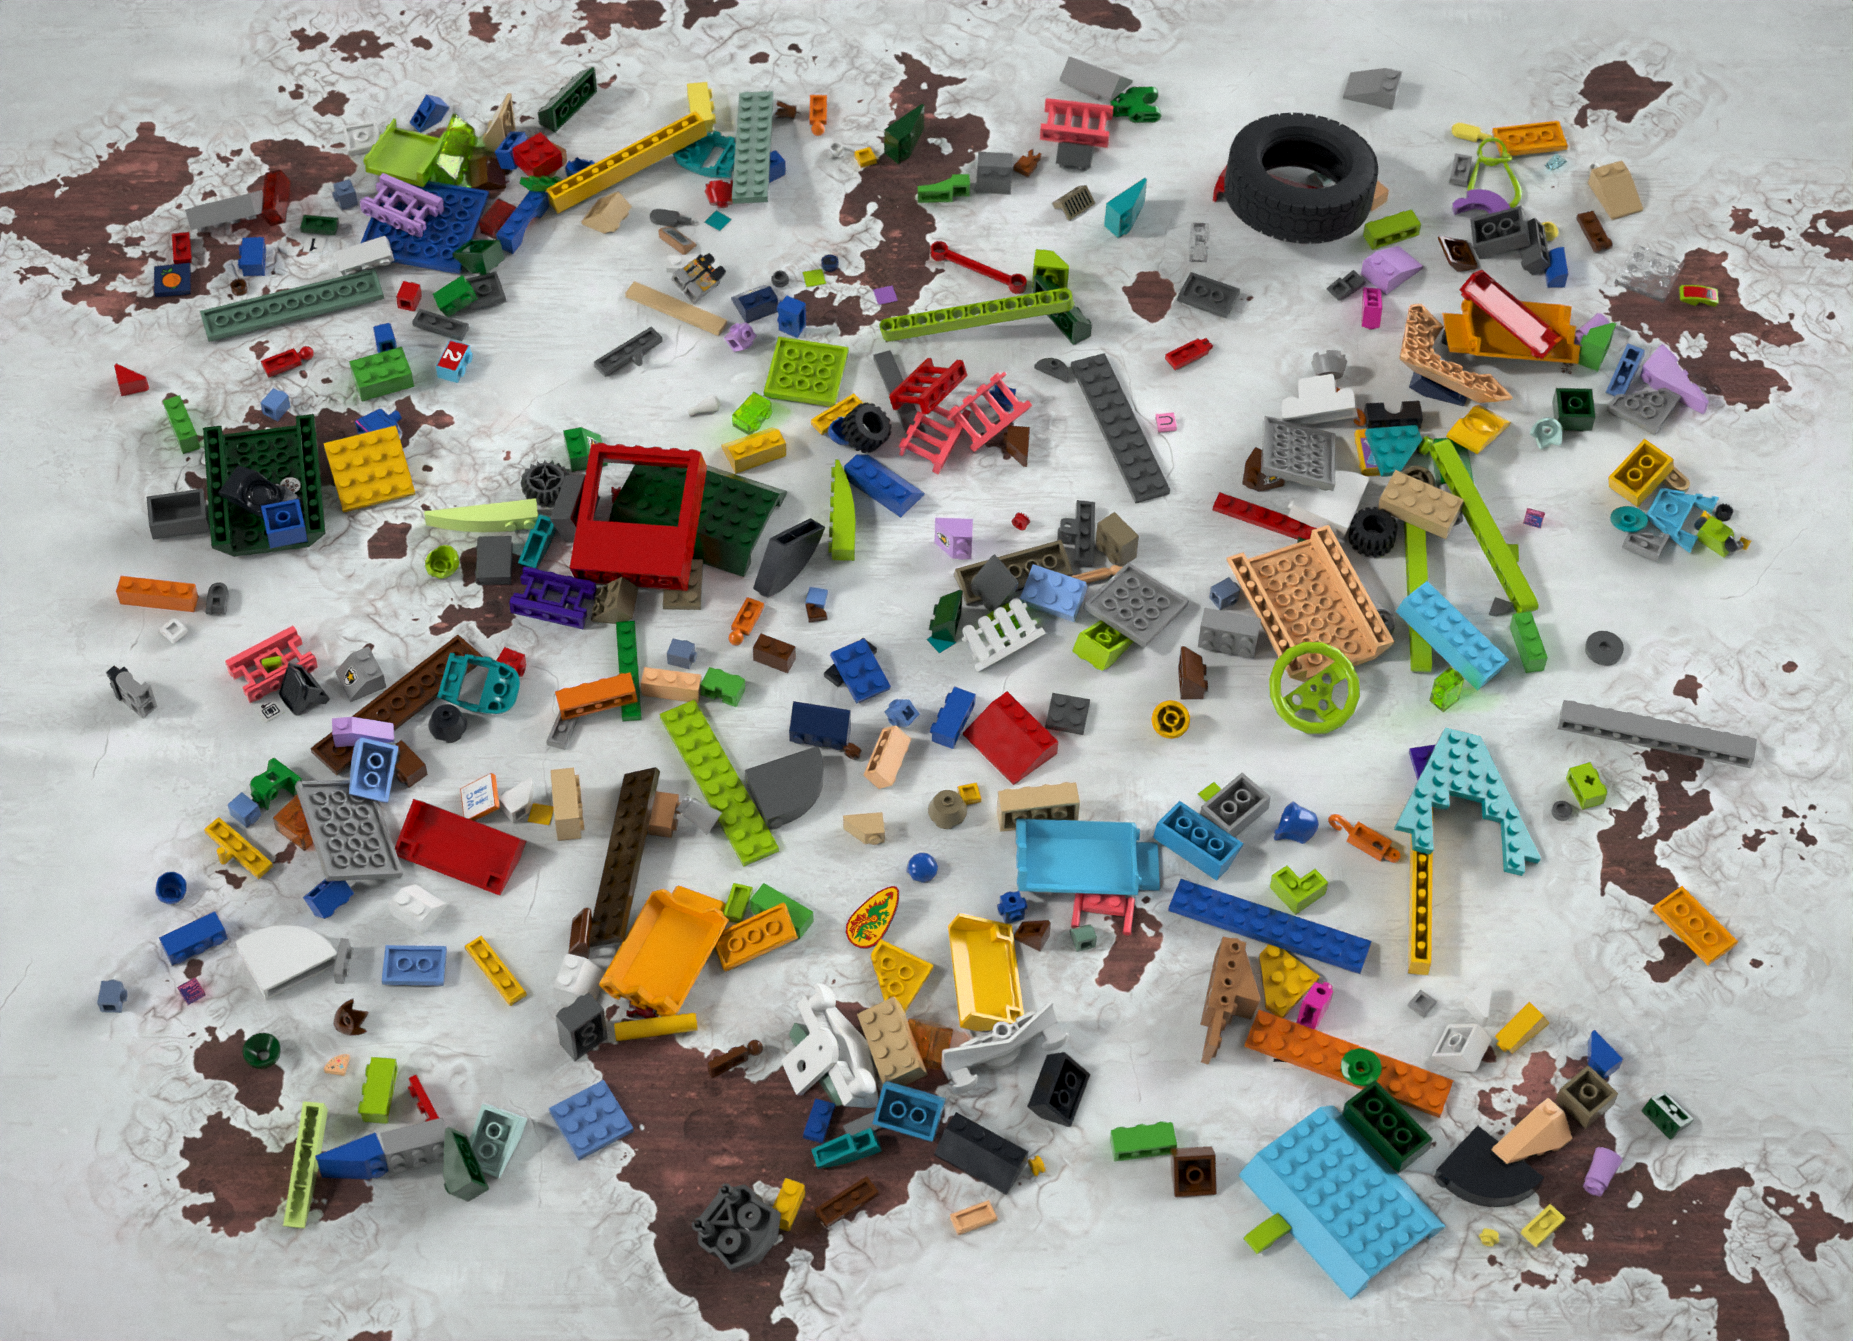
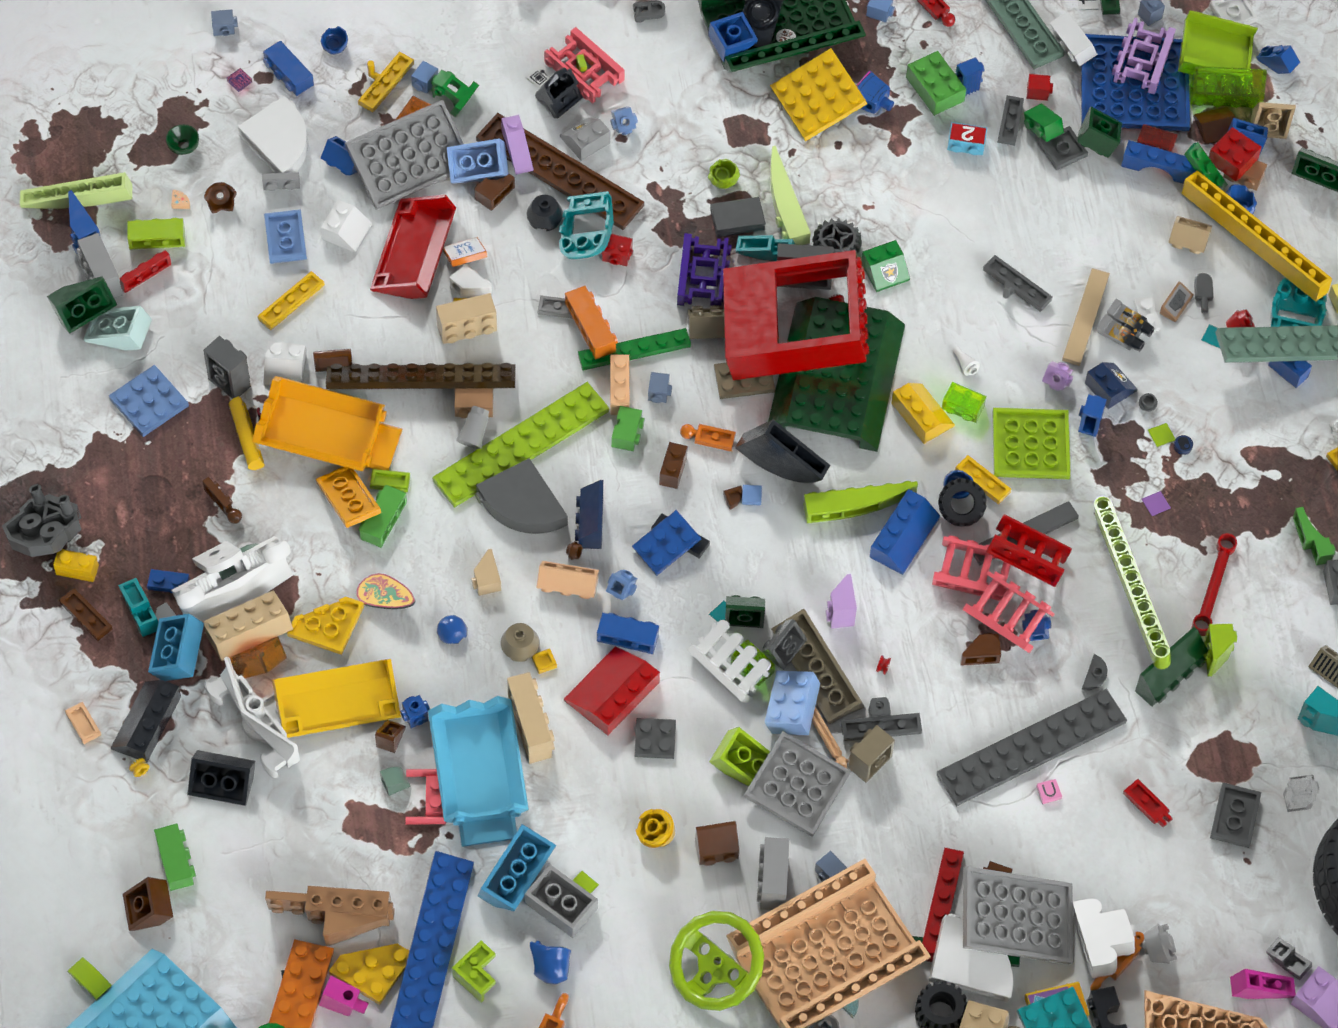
camera: 80 degrees right, 5 degrees up
(353, 636) = (618, 117): none -> medium blue brick

